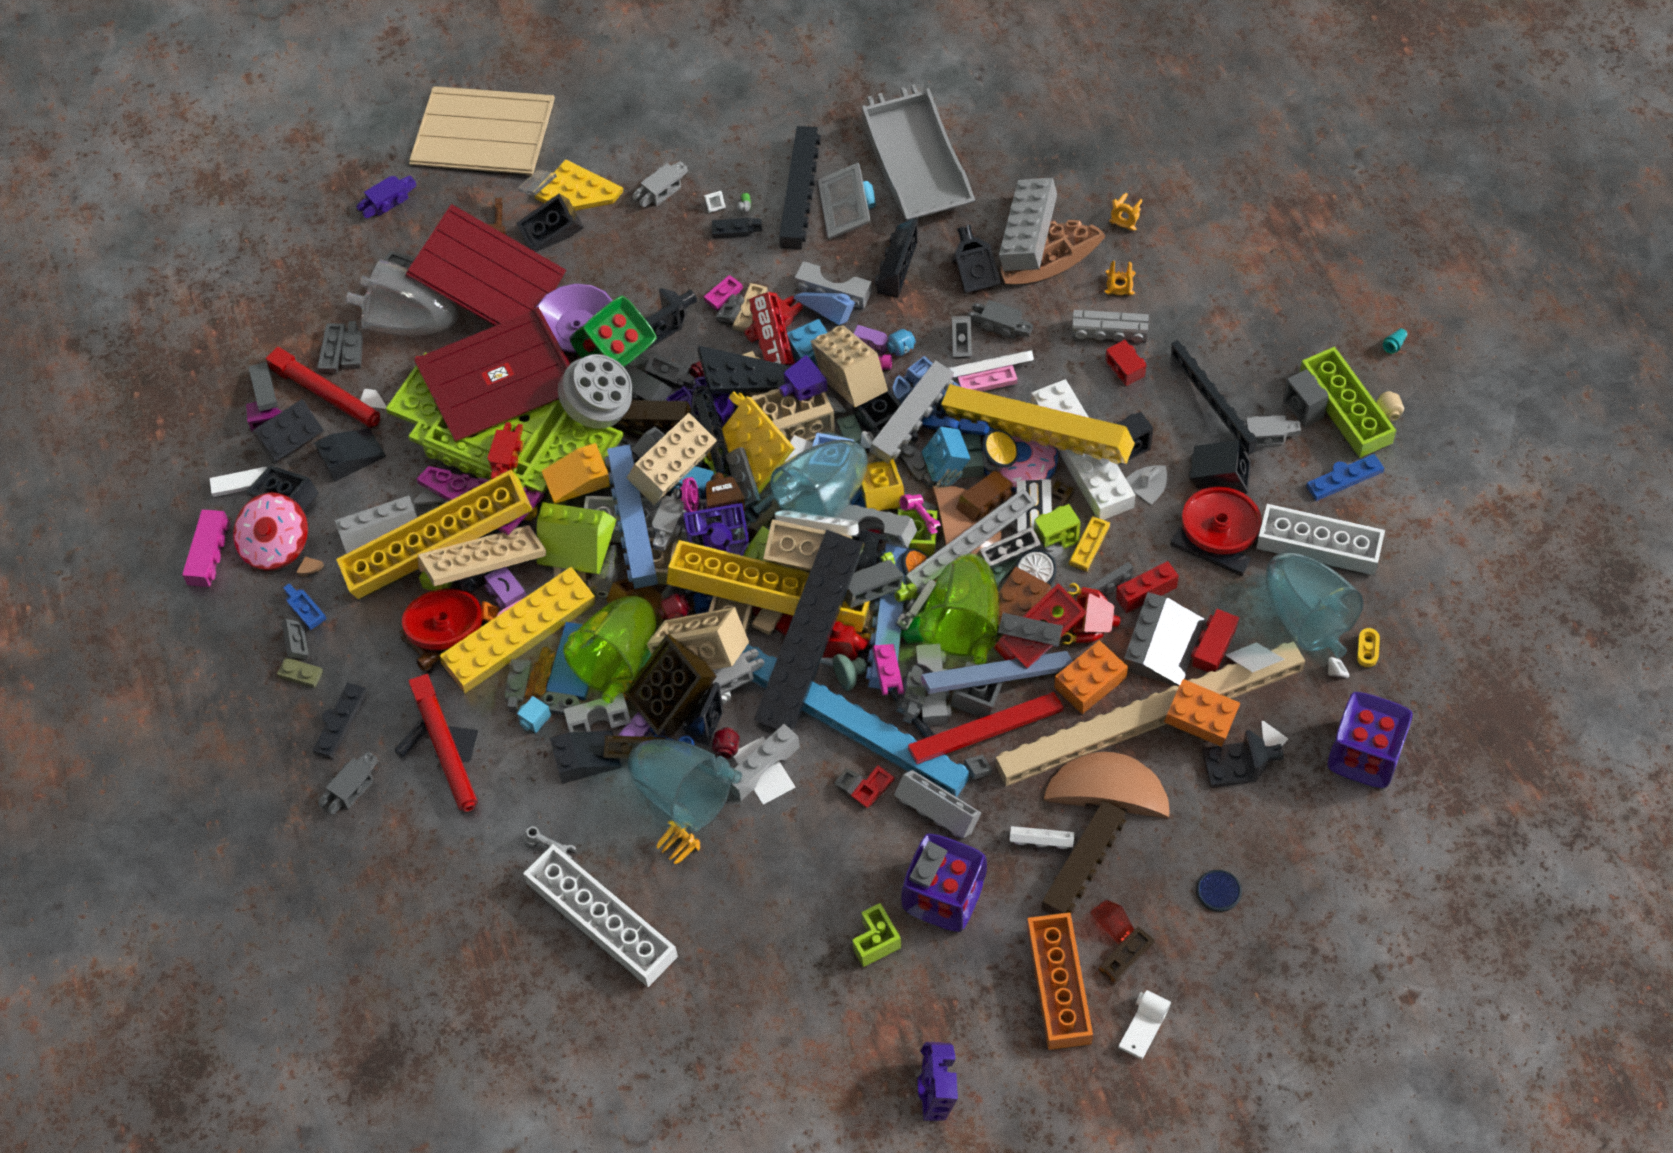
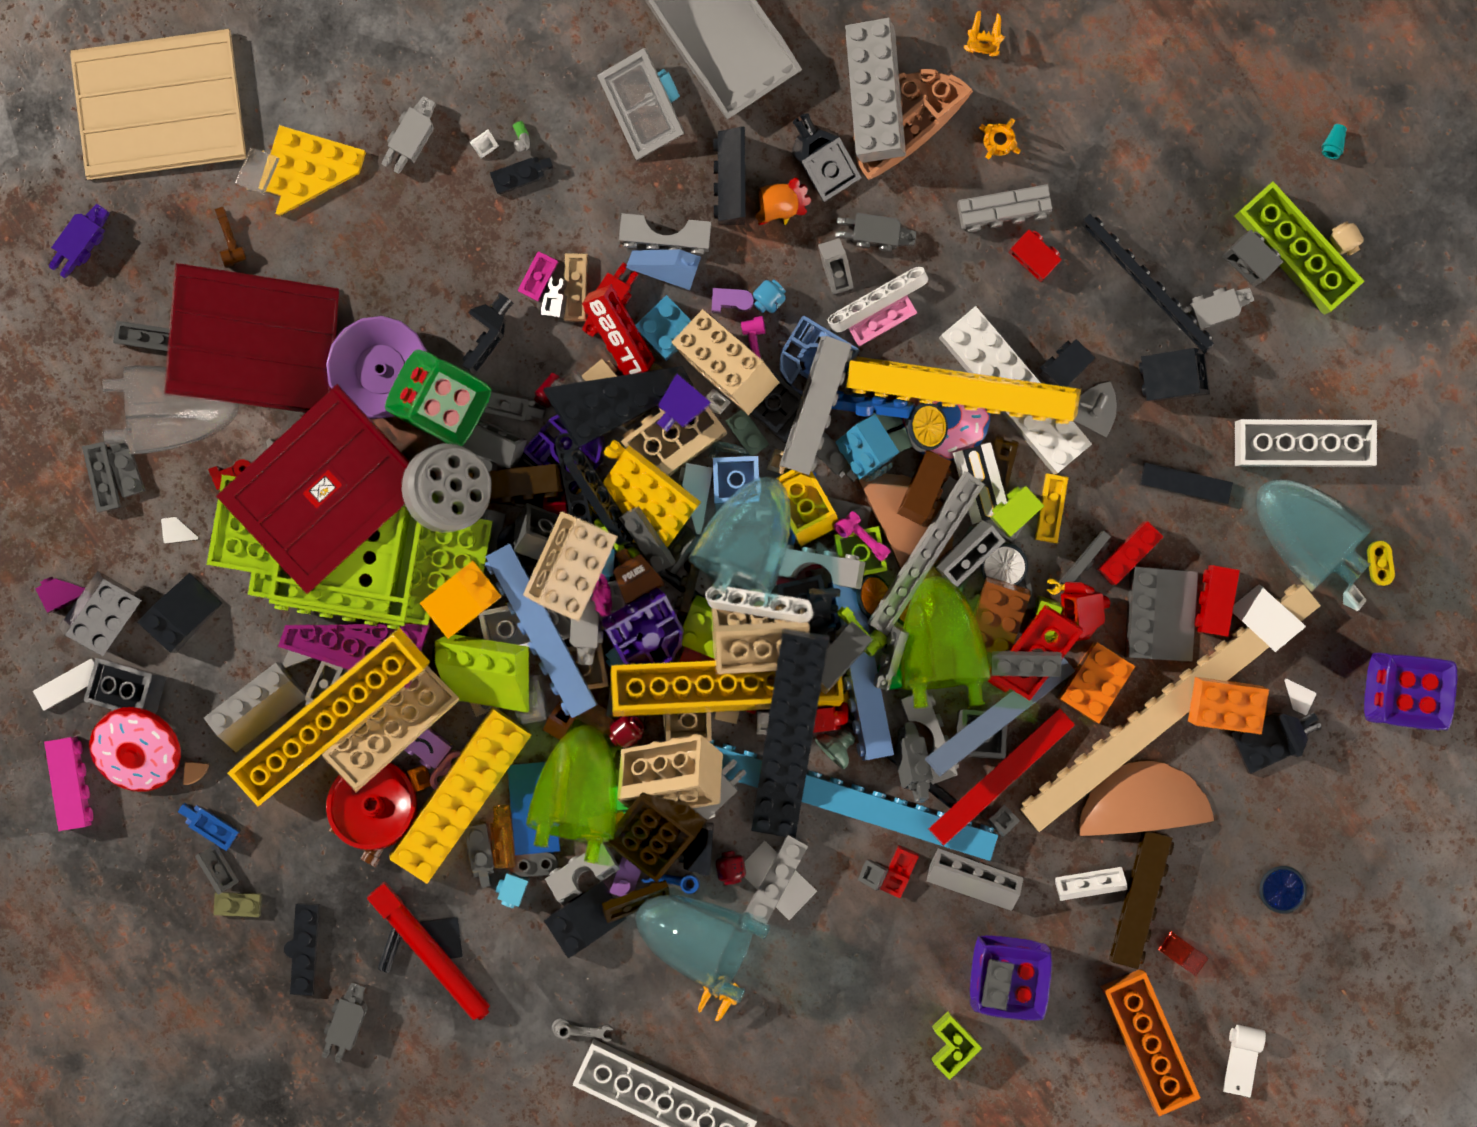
camera: 25 degrees left, 30 degrees up
(263, 387) = (44, 558): dark grey tile -> none
(287, 367) = (114, 536): red brick -> none
(505, 450) = (371, 598): red hinge -> none
(550, 223) = (296, 232): black slope -> none
(799, 187) = (580, 95): black brick -> none
(866, 439) = (773, 445): white slope -> none
(887, 668) = (882, 746): dark pink hinge -> none
(934, 281) = (782, 201): none -> orange piece
(1126, 954) = (1208, 989): dark brown plate -> none
(1221, 520) = (1192, 447): red dish -> none
(1344, 476) = (1312, 344): blue hinge -> none

